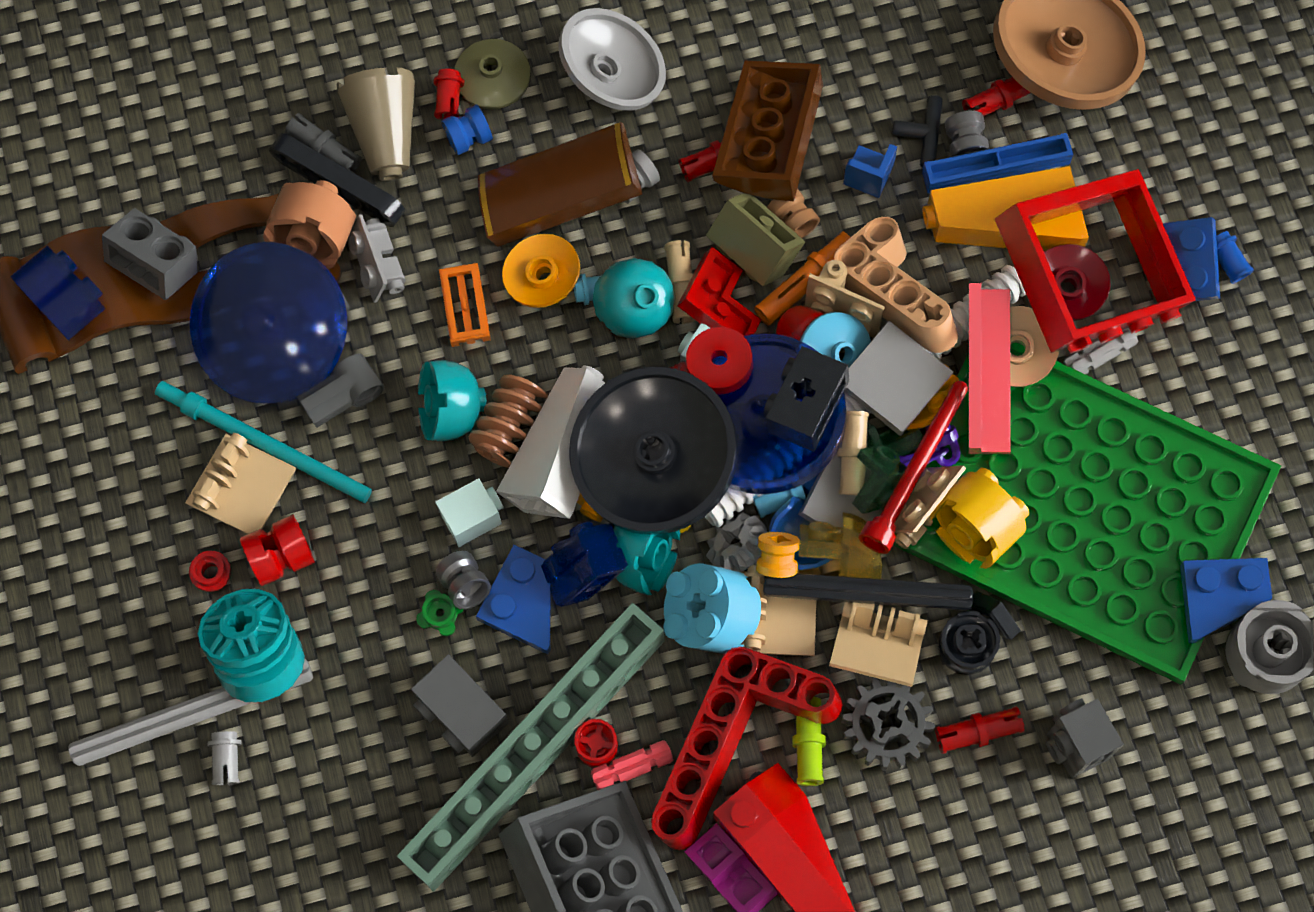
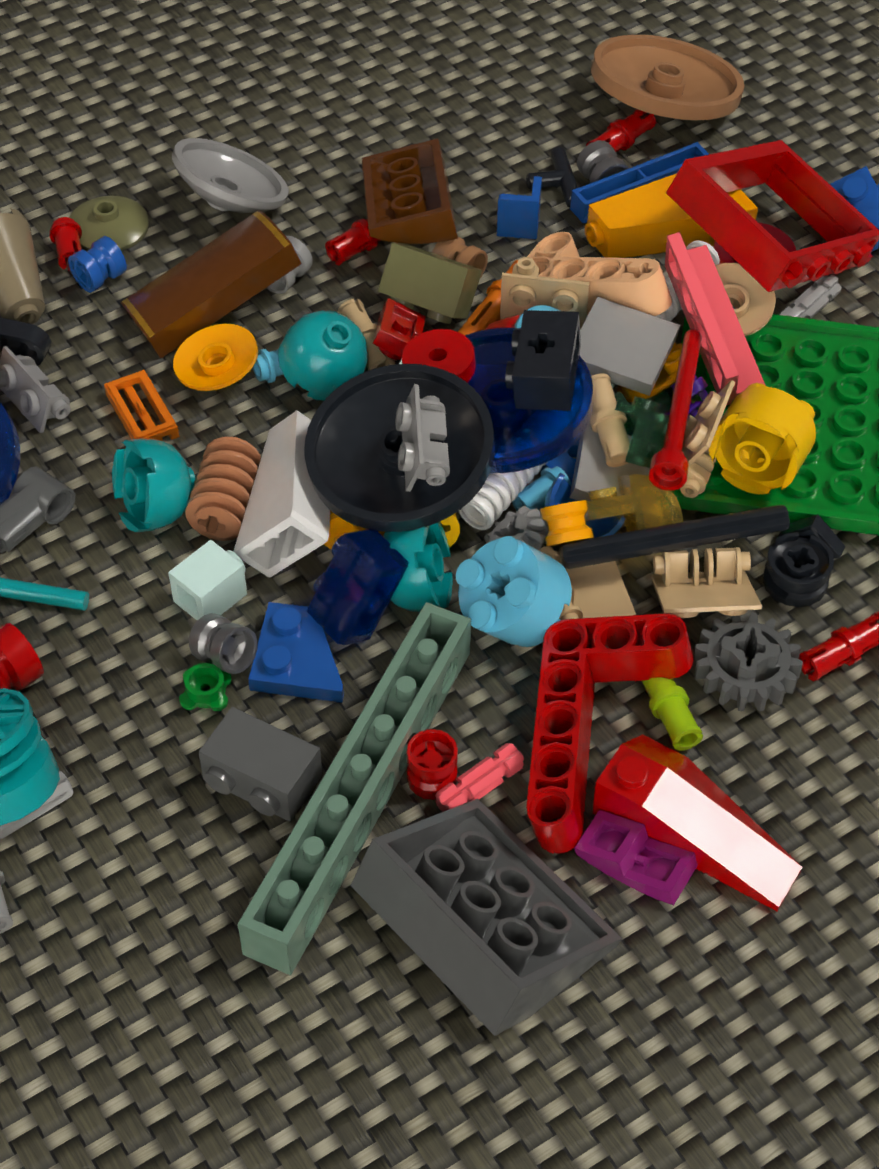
camera: 20 degrees left, 20 degrees down
(662, 477) = (418, 456): none -> light grey hinge

